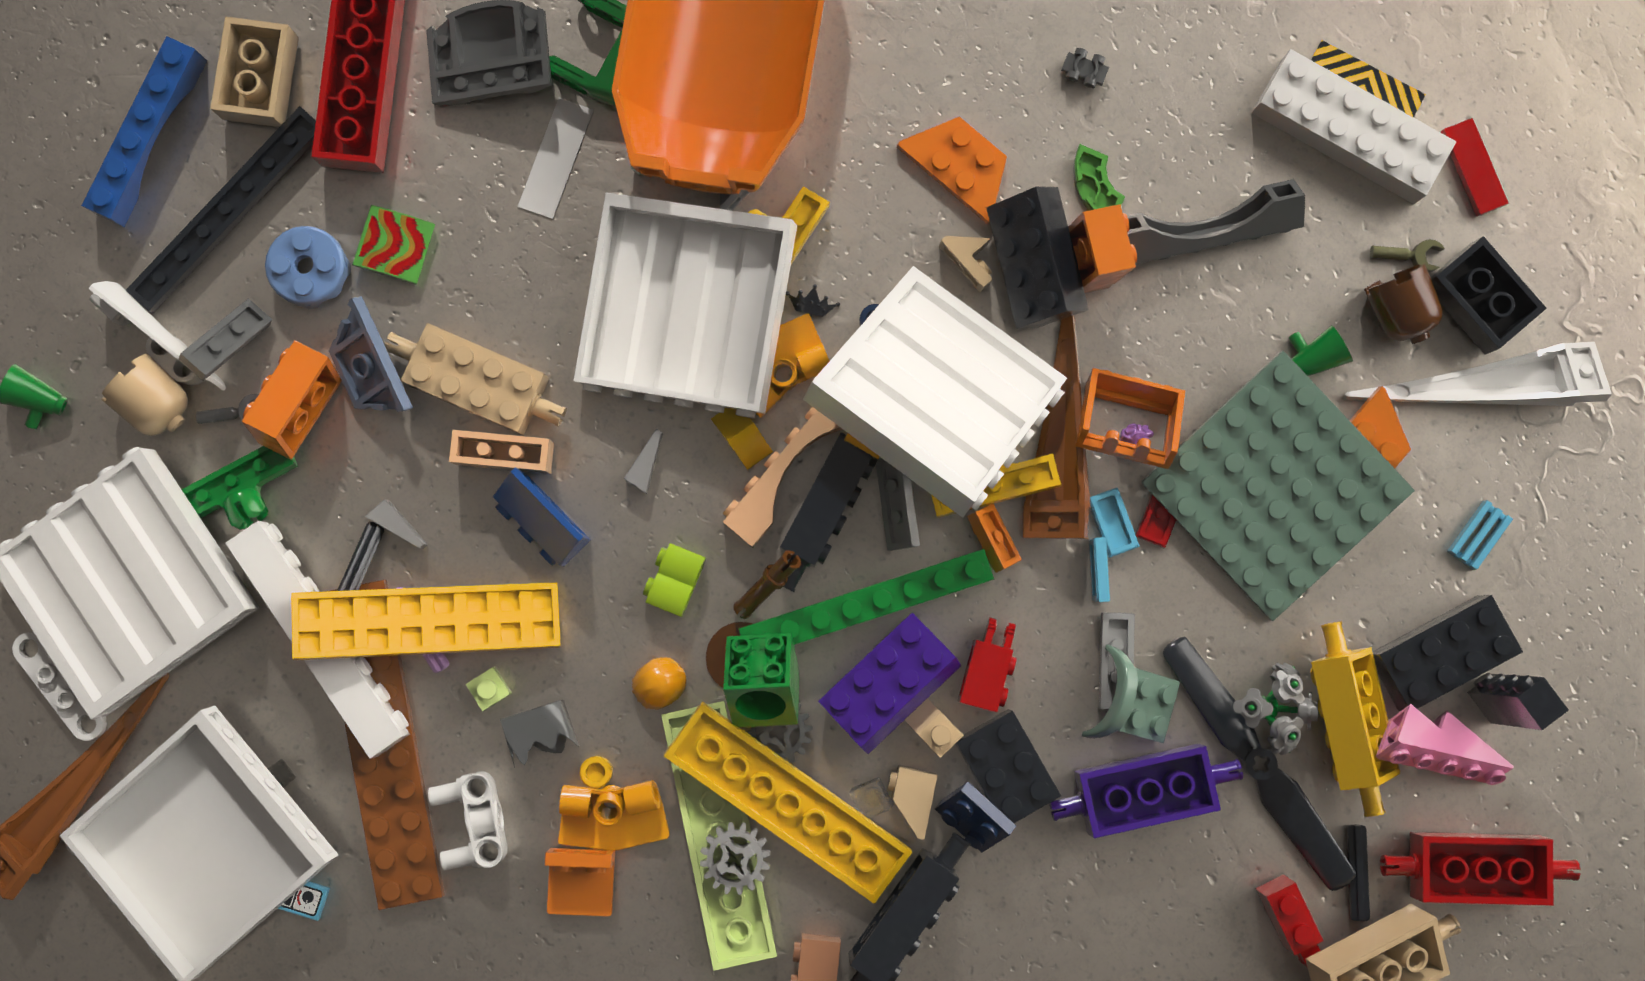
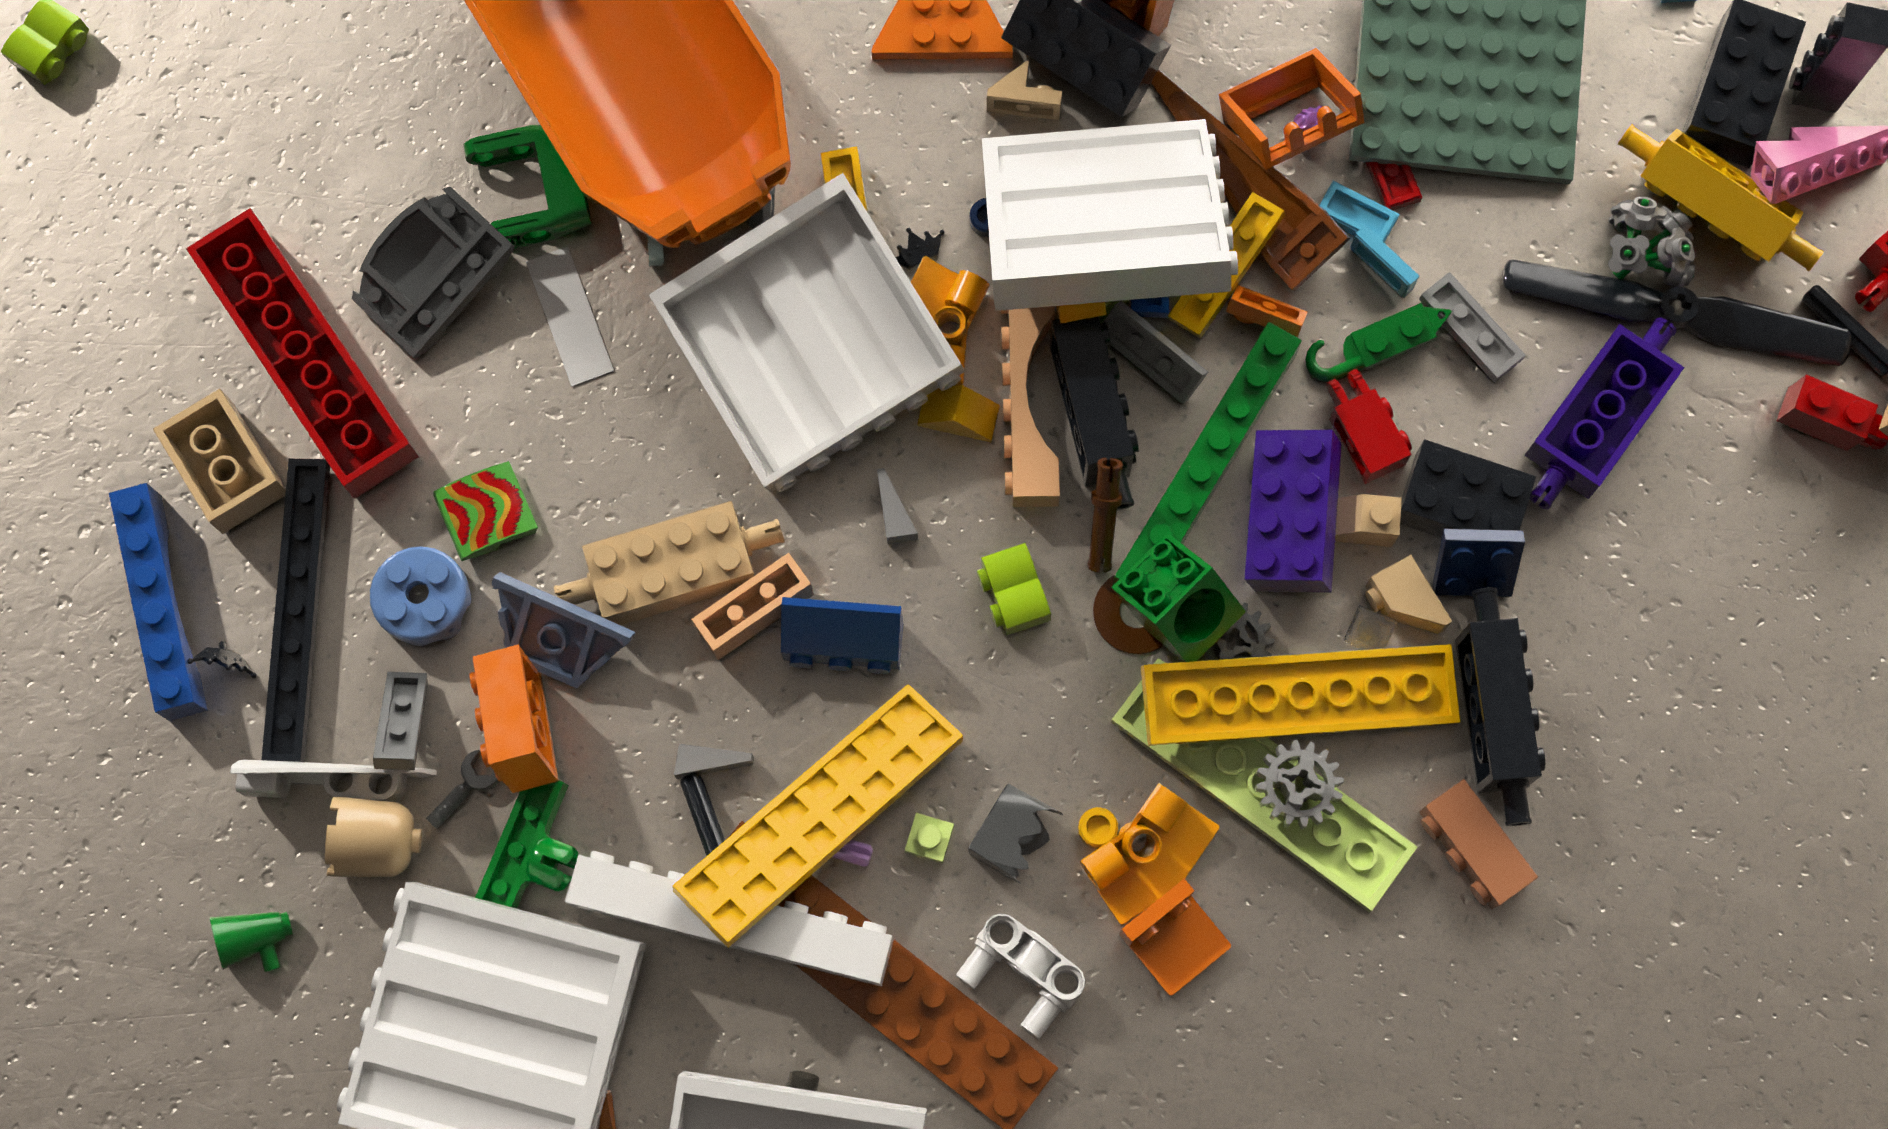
camera: 30 degrees left, 10 degrees down
(155, 203) = (224, 658): none -> black piece
(659, 683) = (1083, 696): light orange hair -> none
(1048, 620) = (1381, 341): none -> green plate
(1140, 702) = (1529, 341): sand green piece -> none

